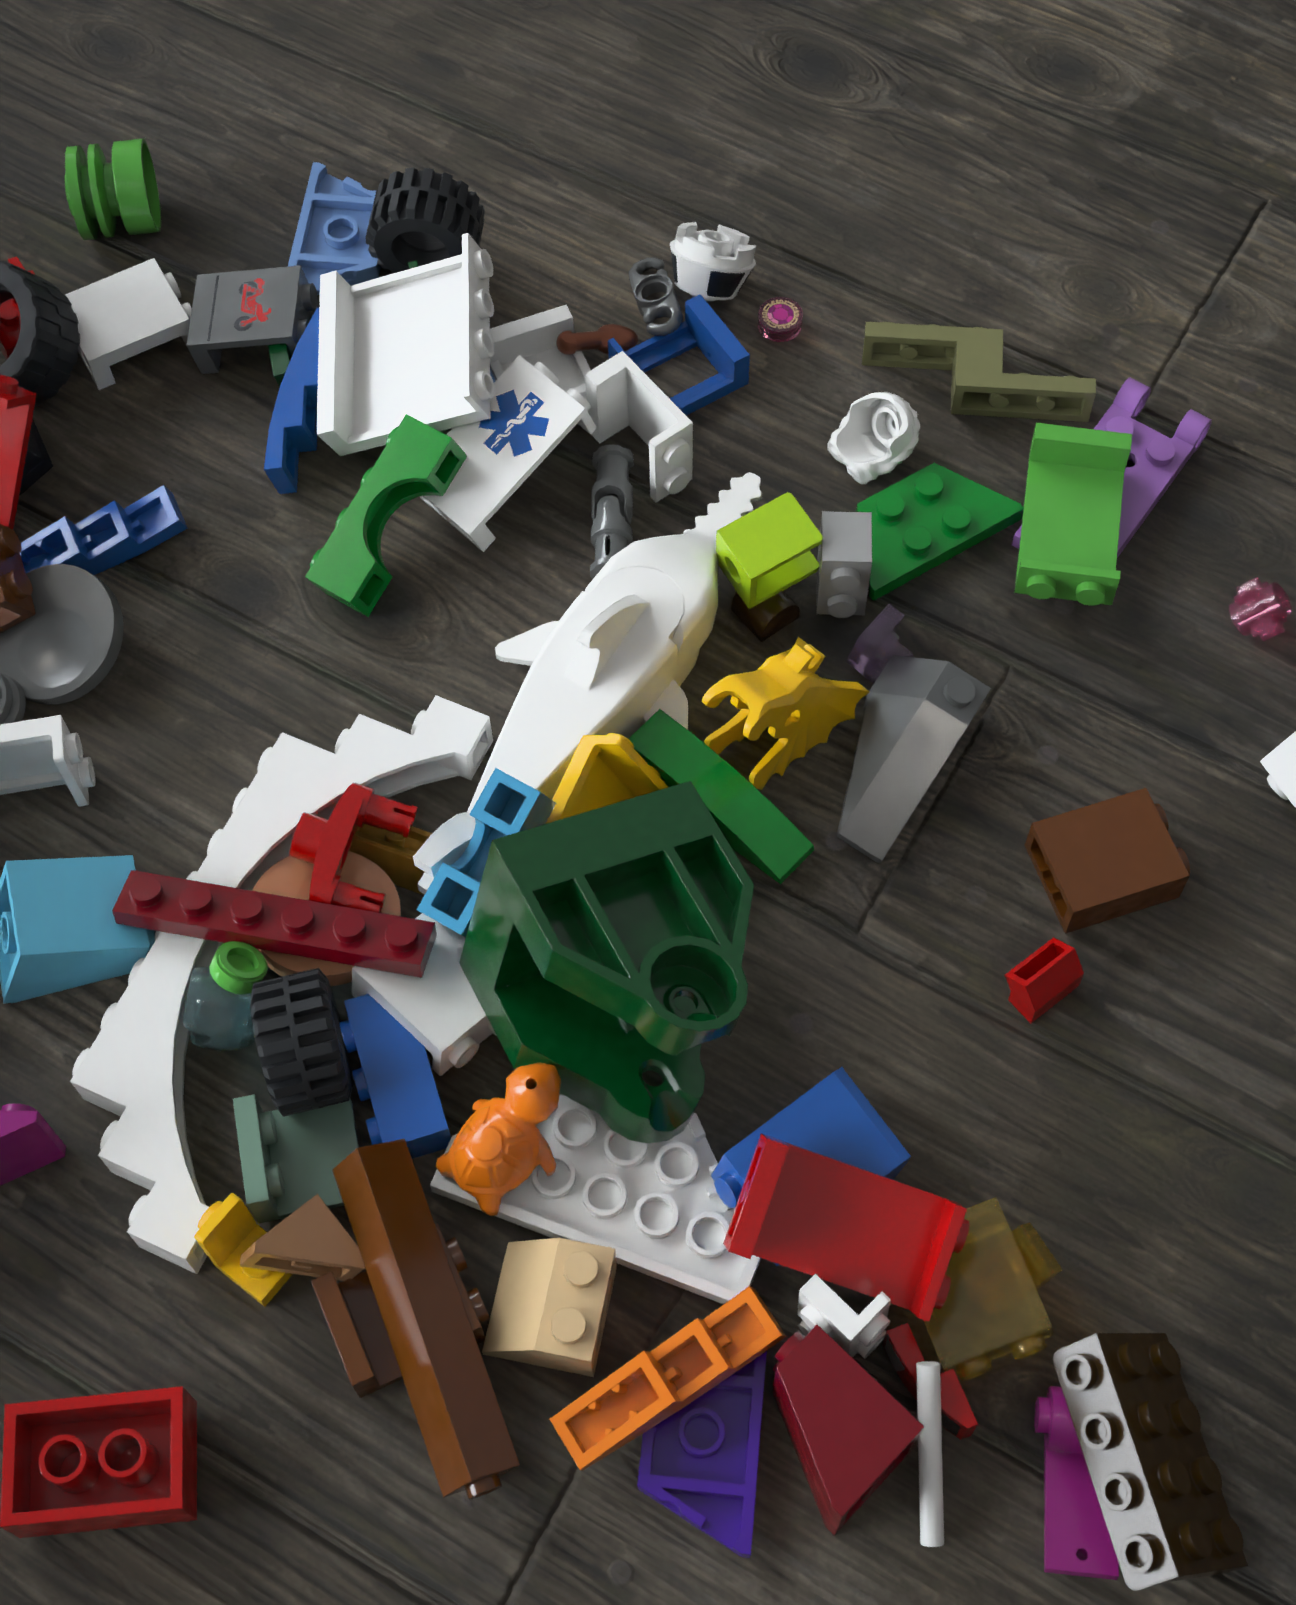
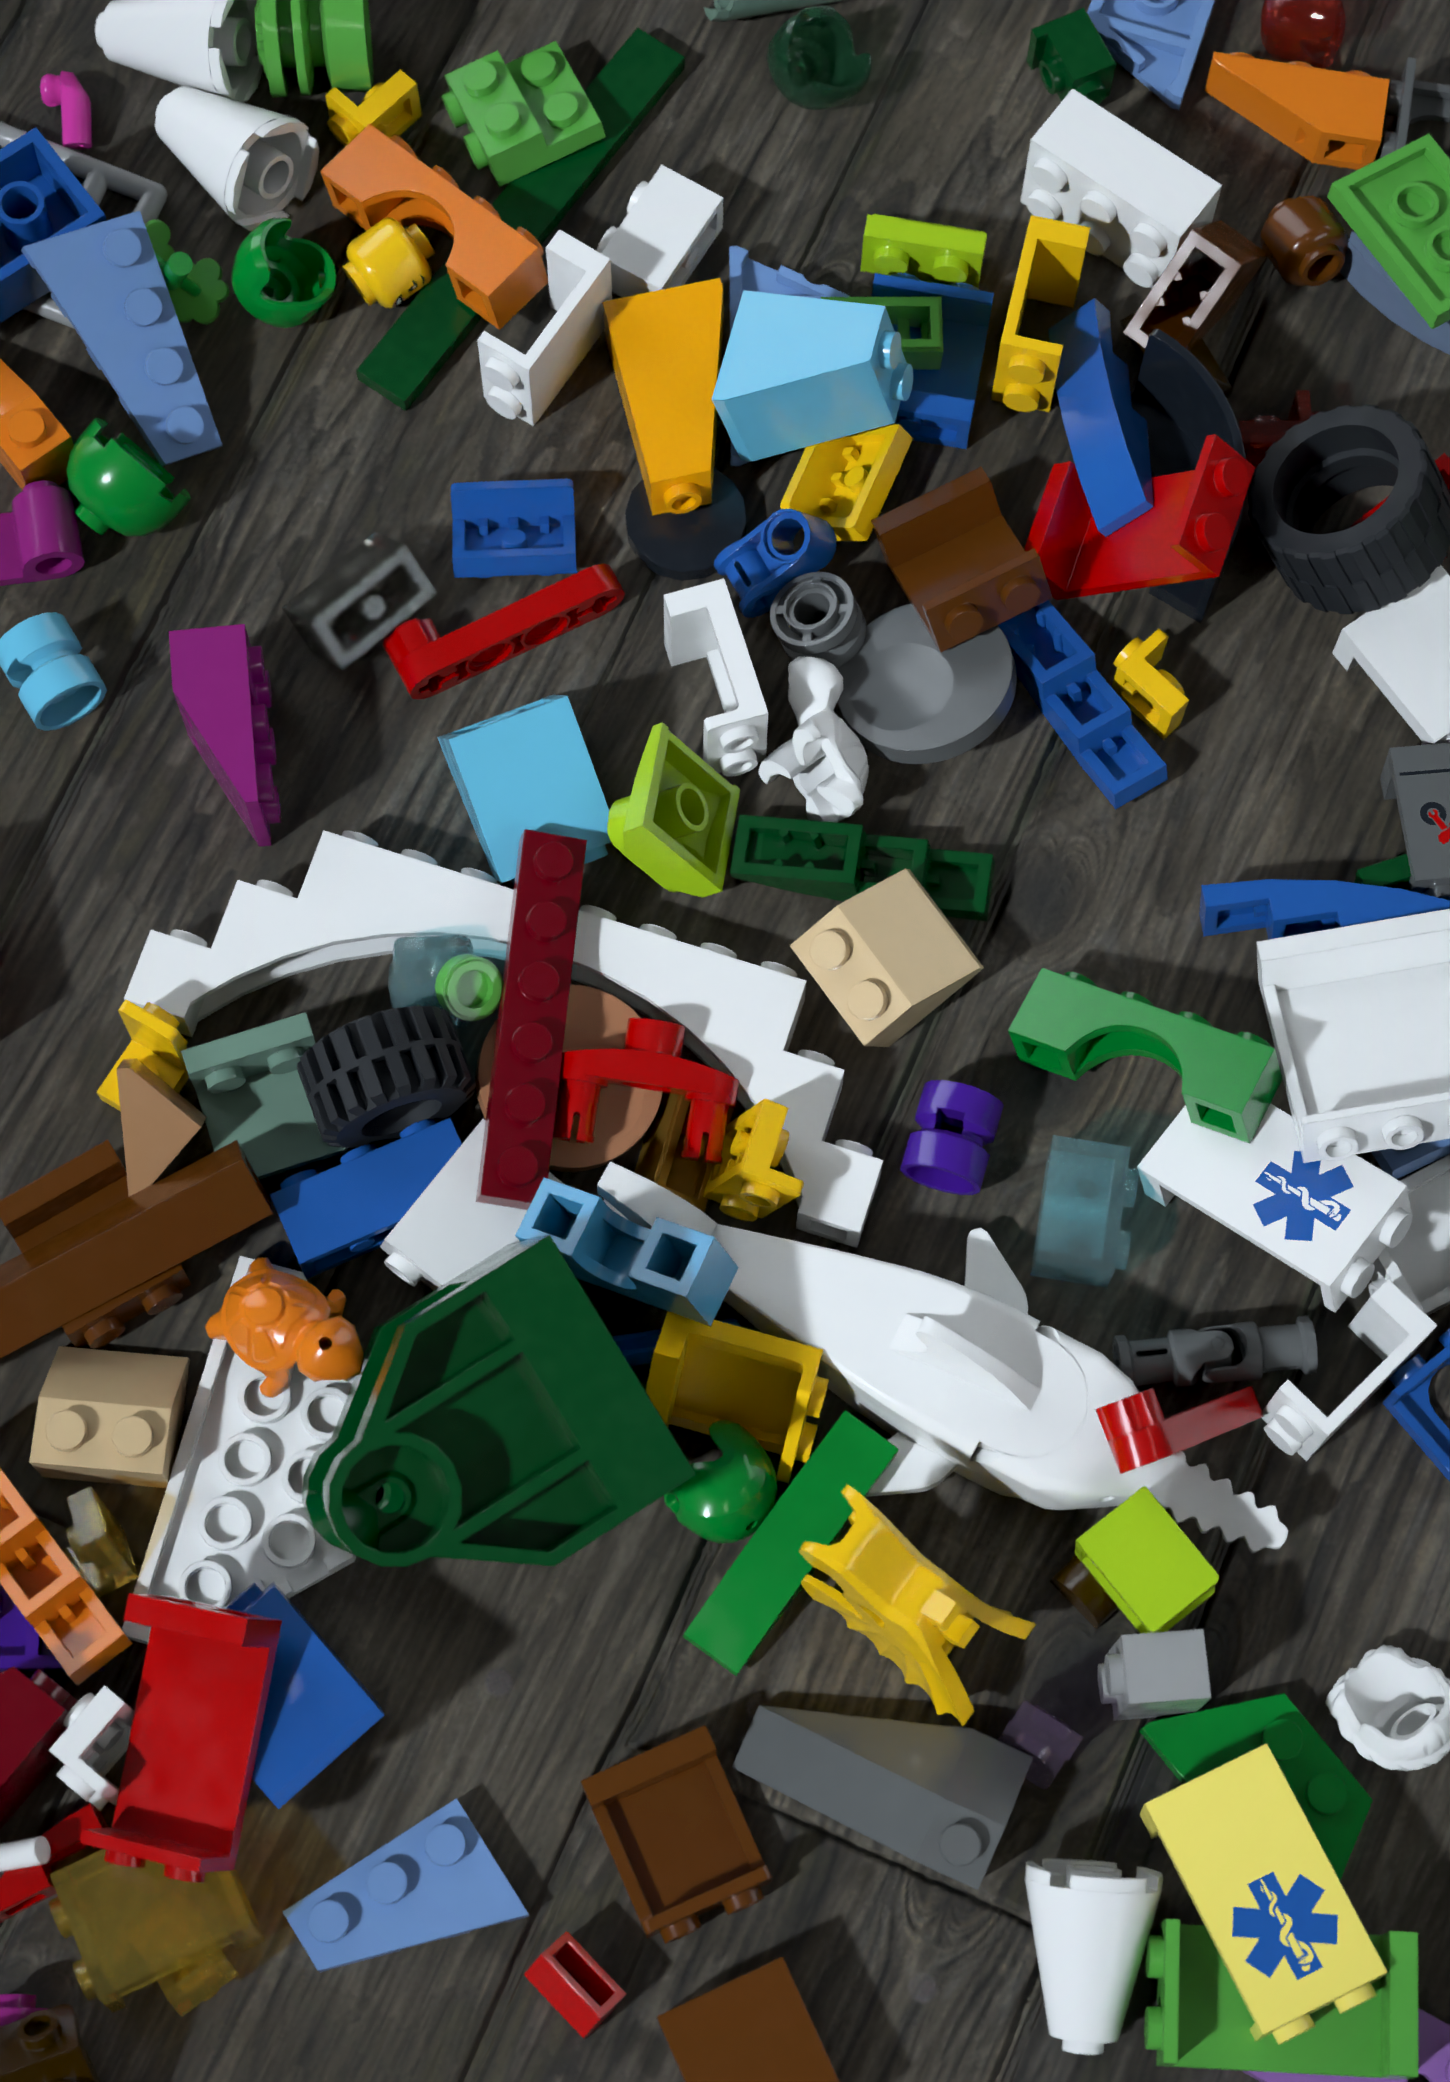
camera: 80 degrees right, 10 degrees up
(96, 709) = (824, 752): none -> white animal
(97, 490) = (1149, 693): none -> yellow bracket
(125, 815) = (676, 818): none -> lime slope
(194, 699) = (844, 861): none -> dark green slope
(275, 678) = (886, 958): none -> tan slope
(416, 653) = (949, 1146): none -> dark purple wheel
(423, 778) = (744, 1179): none -> yellow bracket
(494, 578) = (1082, 1212): none -> clear light blue brick
(663, 1313) = (98, 1544): none -> clear yellow bracket
(674, 514) = (1142, 1434): none -> red beam
(933, 900) = (677, 1835): none -> reddish brown panel
(965, 1102) = (407, 1893): none -> medium blue wing
(999, 510) = (1266, 1894): none -> light yellow panel
(1026, 631) = (1089, 1944): none -> white cone

